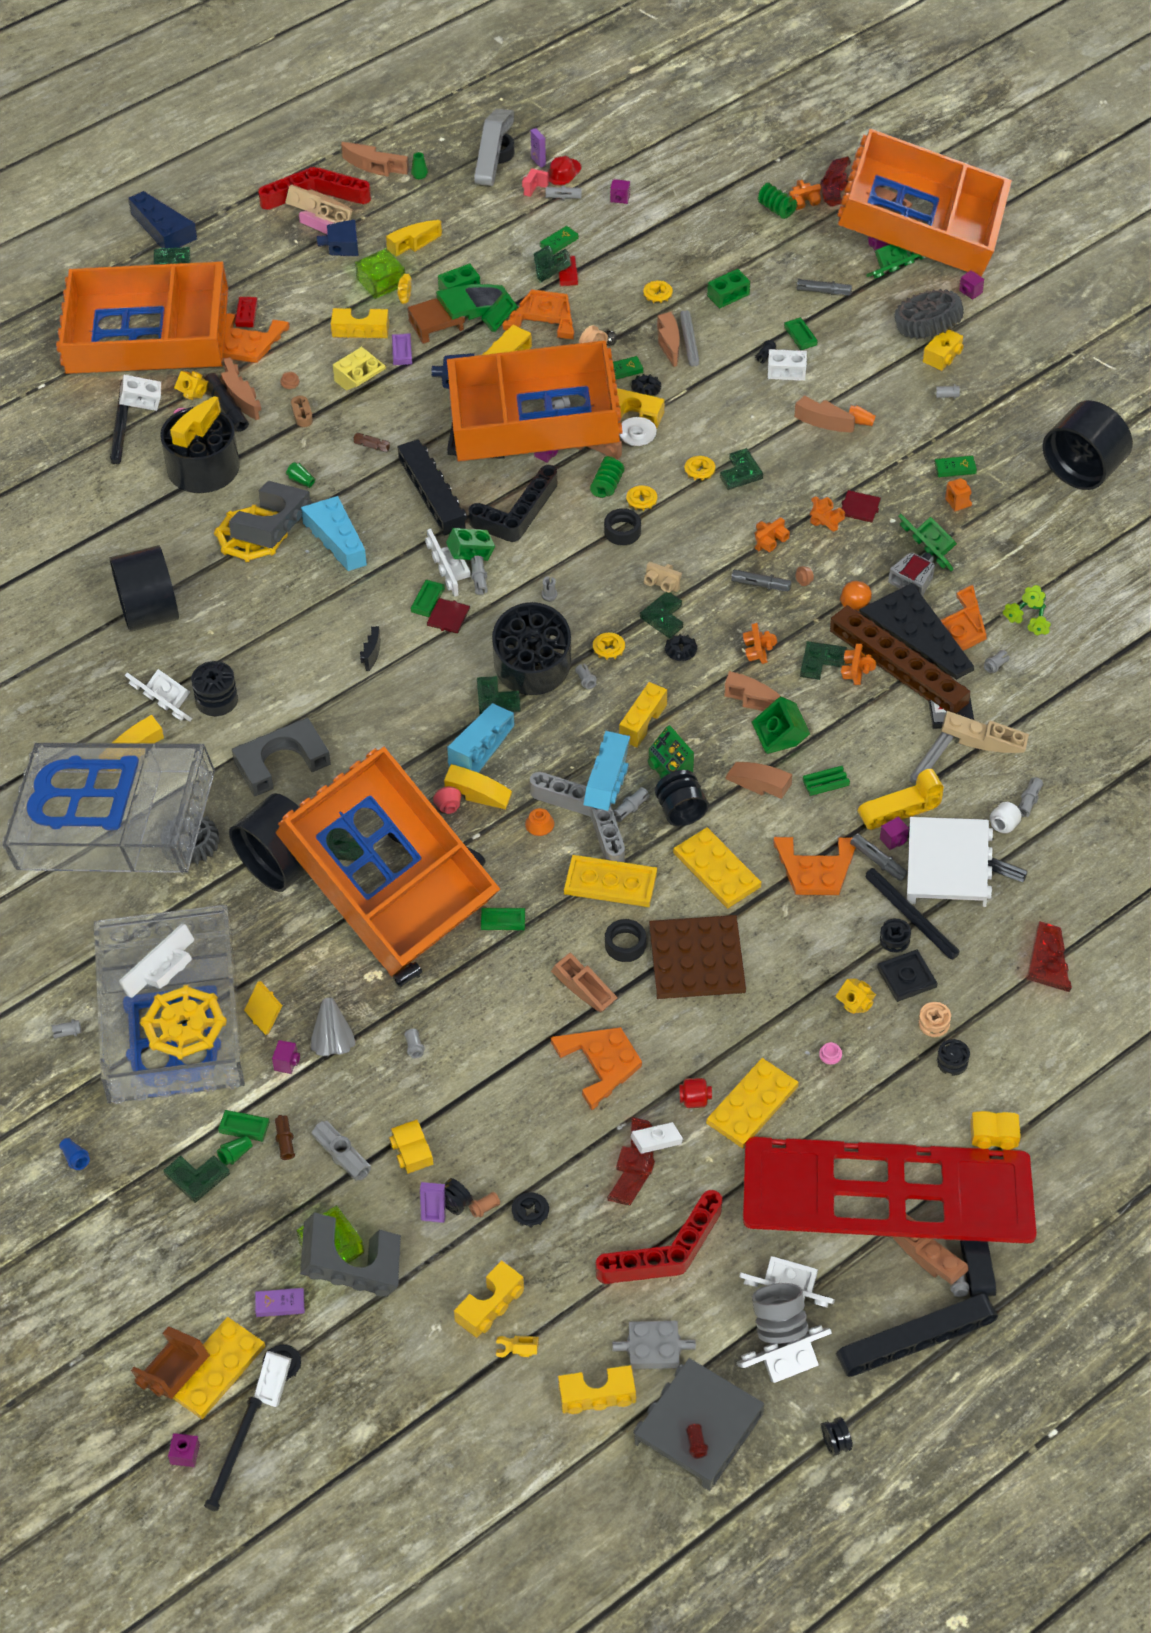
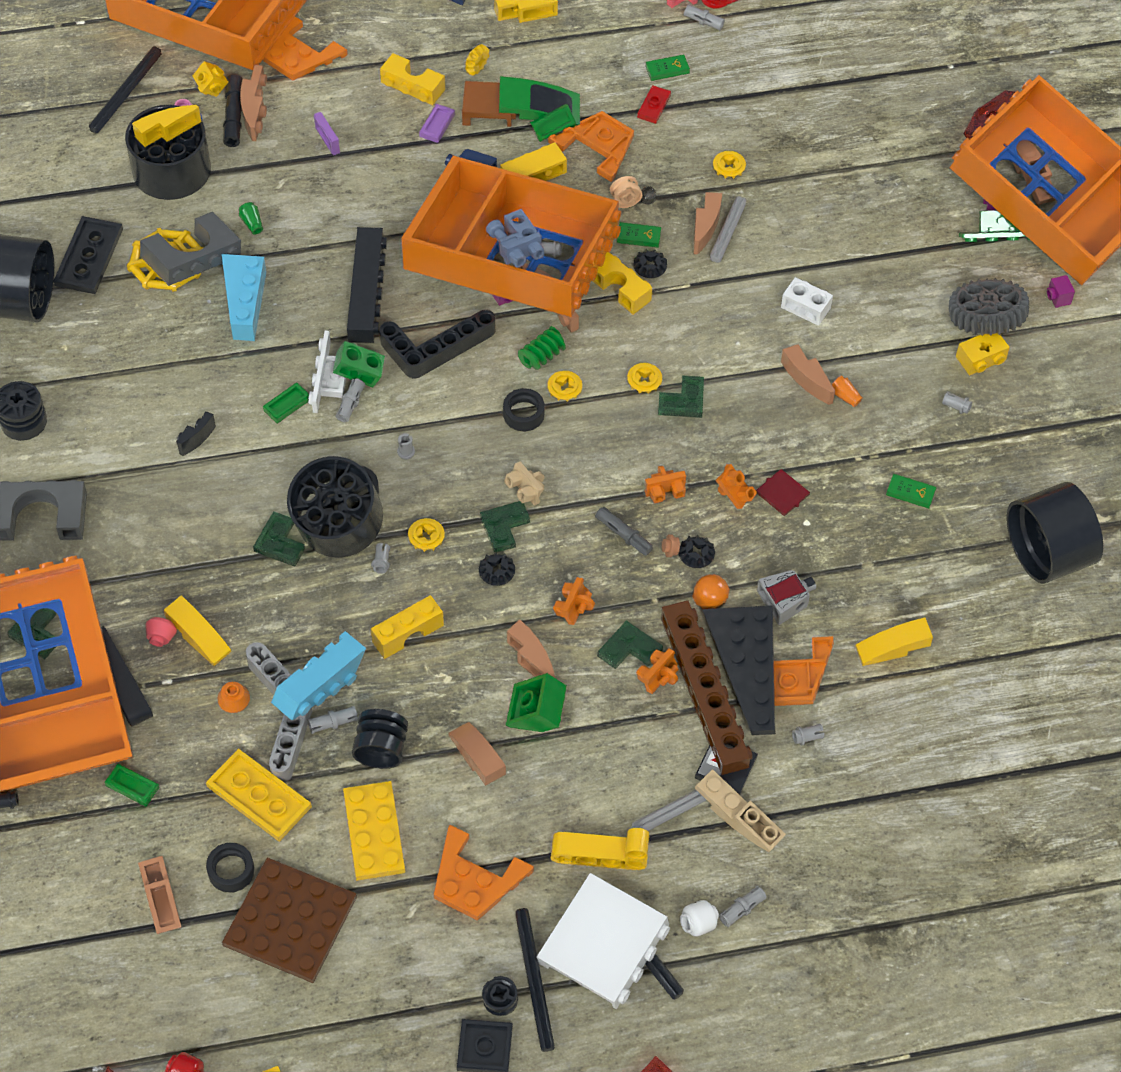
camera: 25 degrees right, 5 degrees up
(140, 392) = (156, 69): white brick -> none
(191, 545) = (80, 246): none -> black plate
(246, 312) = (314, 22): red plate -> none
(290, 380) = (307, 111): nougat plate -> none
(304, 410) = (302, 150): medium nougat beam -> none
(318, 389) = (326, 133): none -> medium lavender tile
(356, 368) = (375, 126): light yellow slope -> none
(371, 442) = (342, 211): reddish brown axle -> none
(379, 273) = (464, 32): clear neon green brick -> none
(448, 615) = (295, 430): dark red piece -> none
(458, 277) = (537, 69): green brick -> none
(481, 738) = (230, 581): medium azure wedge -> none
(549, 264) = (638, 89): clear green plate -> none
(551, 393) = (521, 240): none -> sand blue hips
(609, 1055) = (134, 990): orange wing -> none
(620, 191) = (761, 38): magenta plate -> none
(638, 431) = (606, 310): white dish -> none
(670, 753) = (399, 688): green slope -> none
(728, 288) = (802, 190): green brick -> none
(764, 351) = (801, 273): black pin -> none
(777, 201) = (914, 113): green piece -> none
(800, 333) = (846, 271): green tile -> none
(805, 192) = (948, 114): orange hips -> none
(824, 287) = (906, 231): dark grey axle -> none
(825, 777) = (554, 784): green tile -> none
(827, 578) = (694, 559): none -> black gear
(856, 996) = (412, 1045): yellow brick -> none
(880, 858) = (540, 901): dark grey axle -> none
(894, 833) = (572, 879): magenta plate -> none
(934, 537) = (830, 562): green bracket -> none
(958, 494) = (890, 525): orange brick -> none
(1017, 572) = (895, 642): none -> yellow slope
(1035, 599) = (884, 681): lime plant -> none

